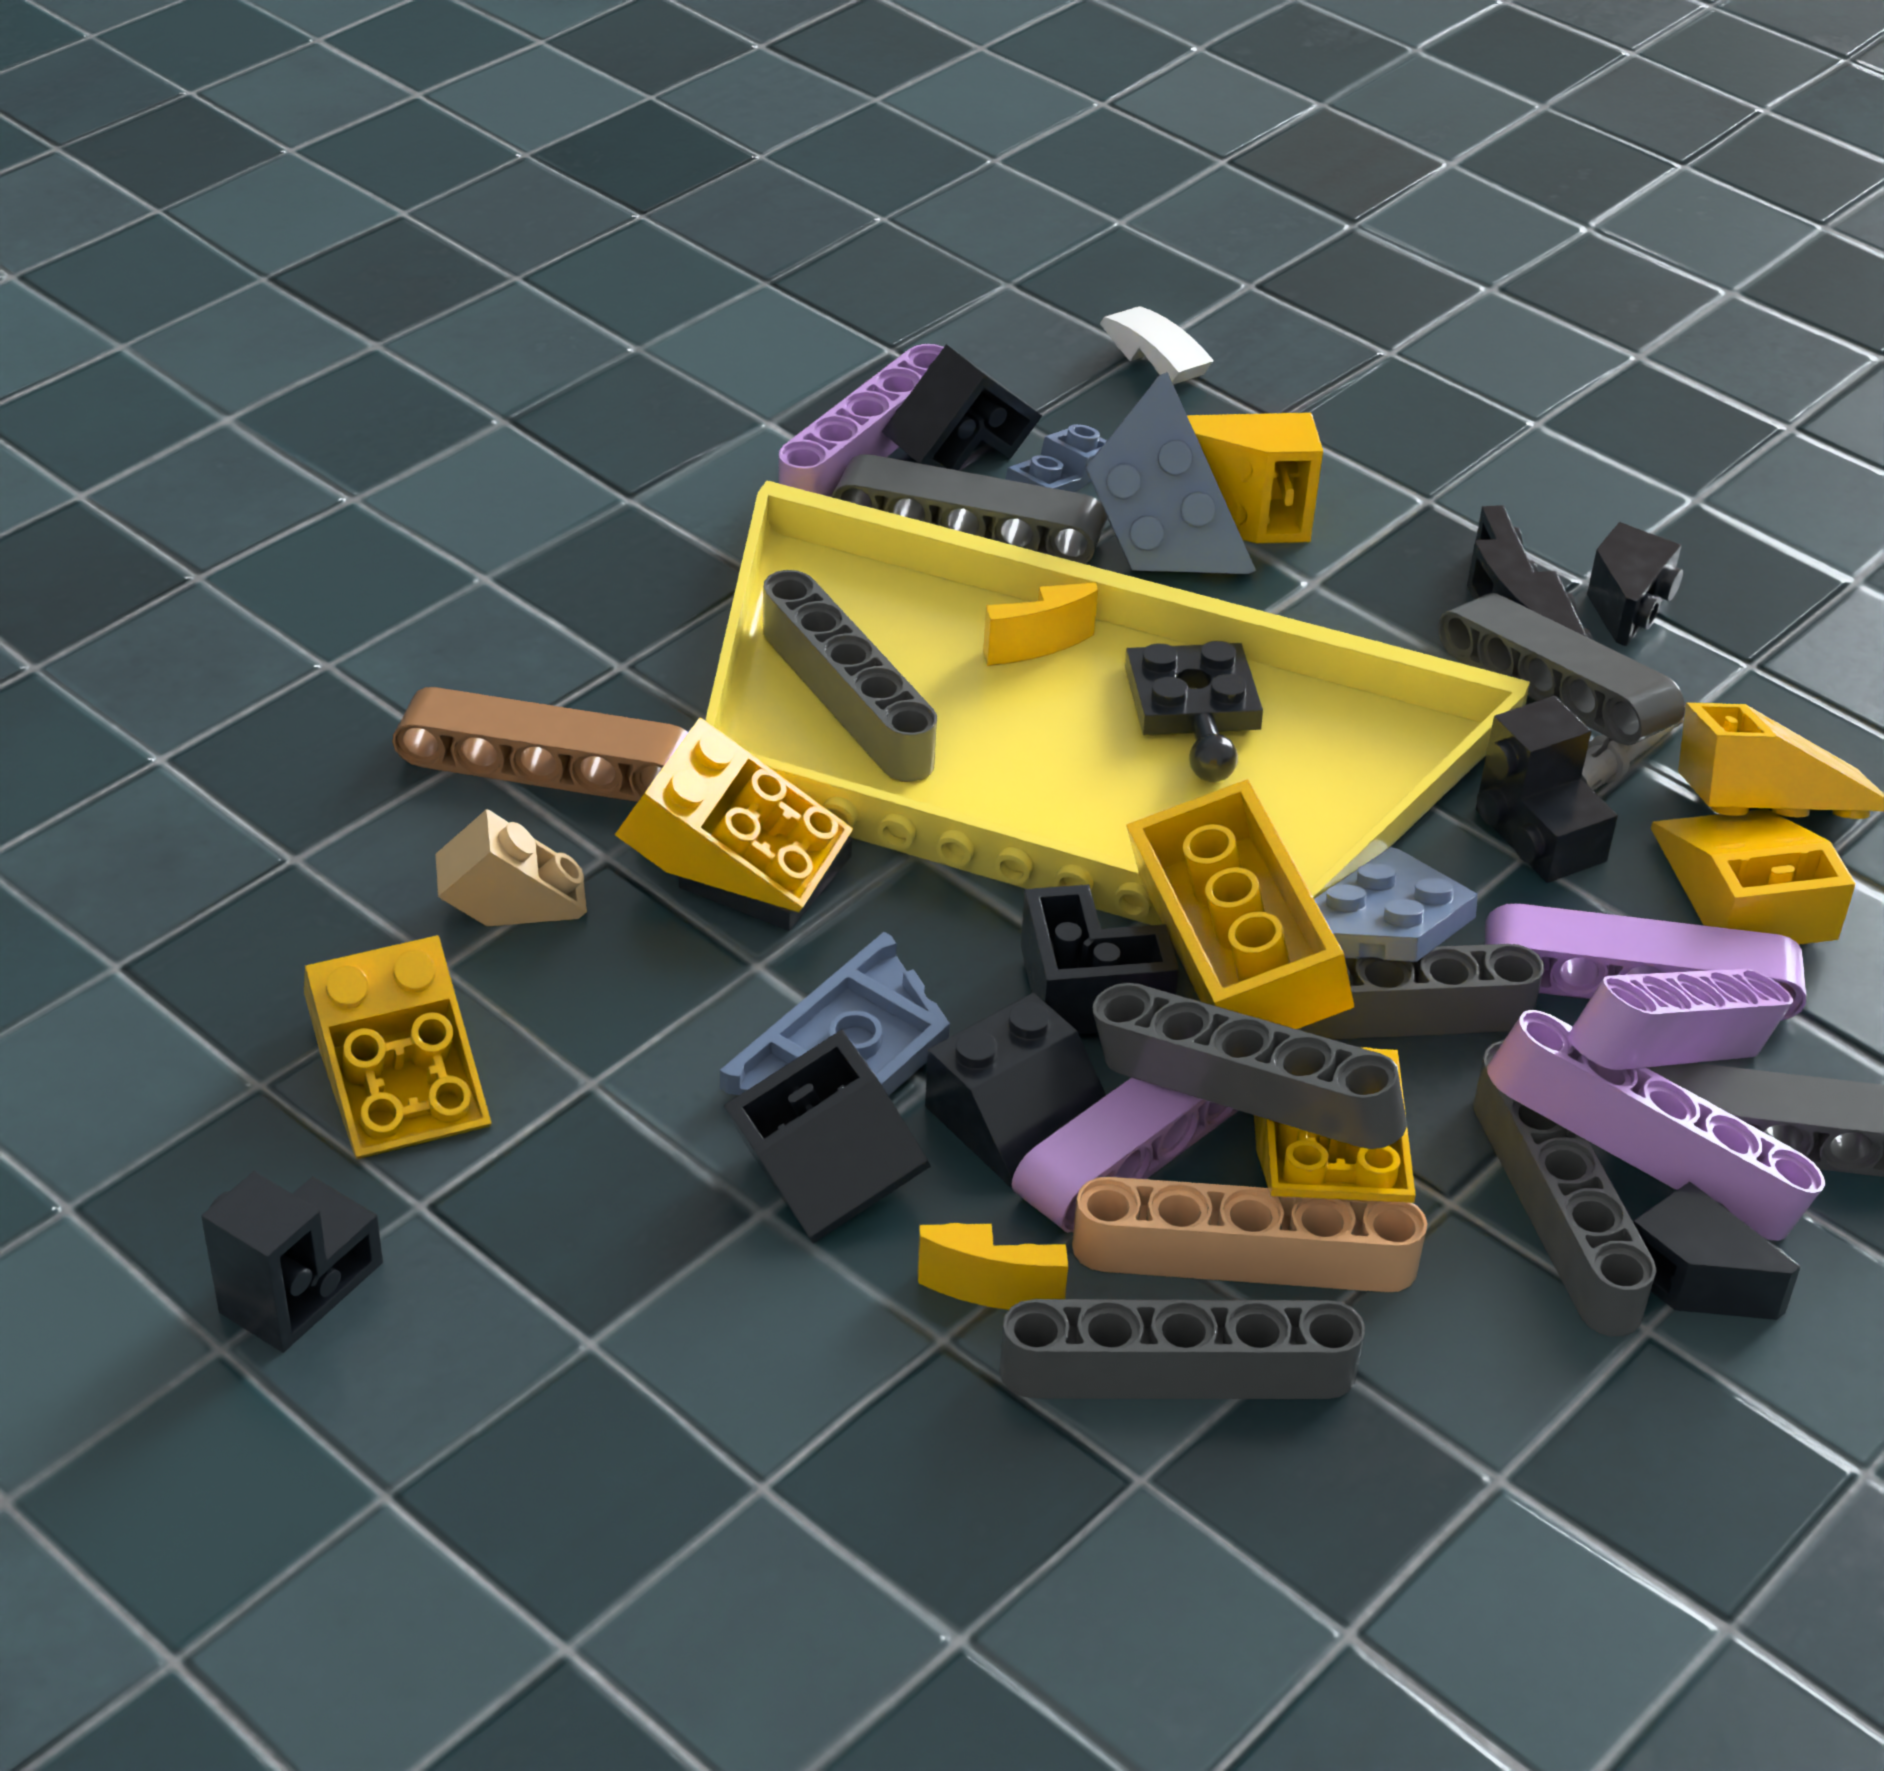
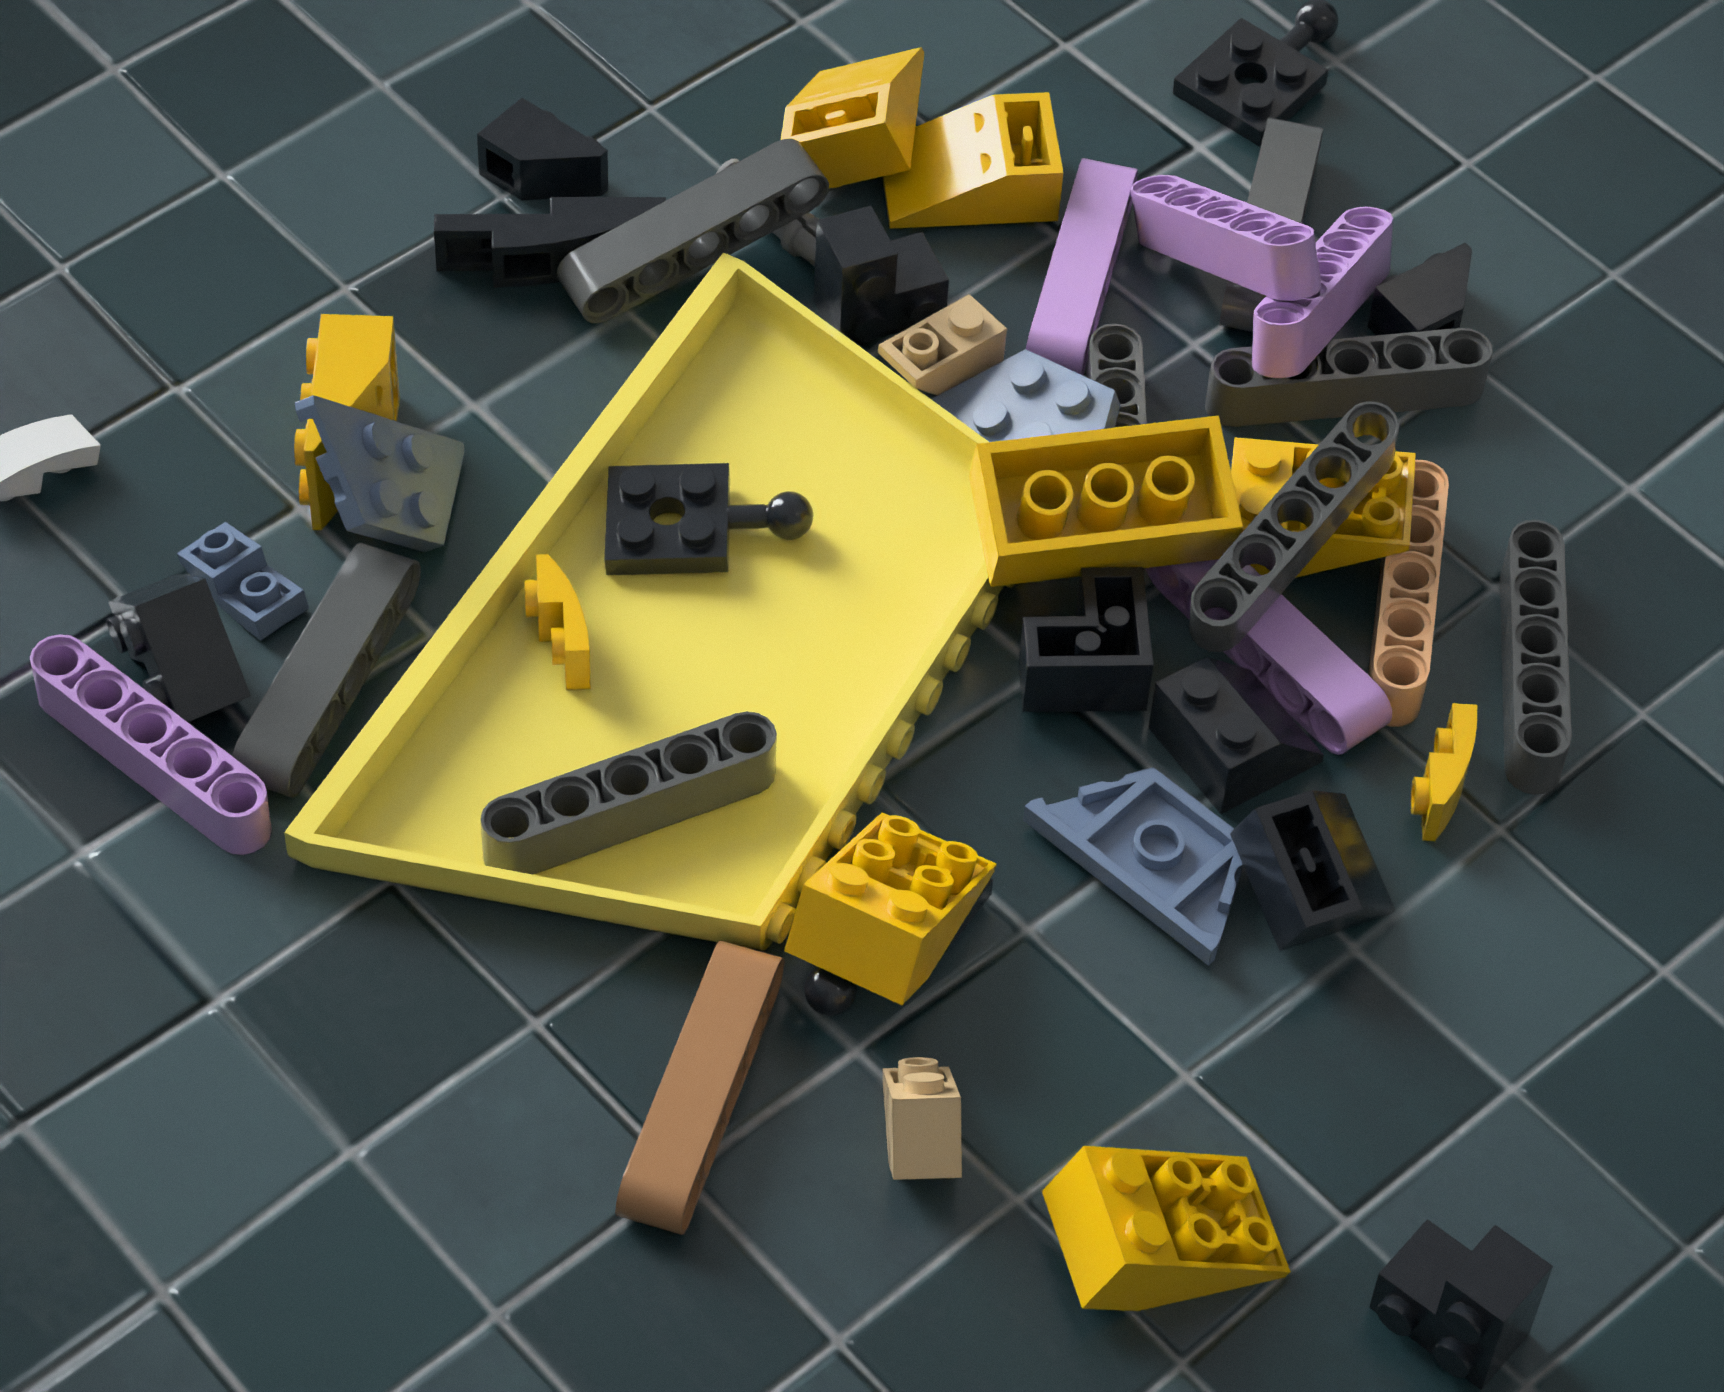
camera: 85 degrees left, 10 degrees up
(1464, 845) = (947, 346): none -> tan slope

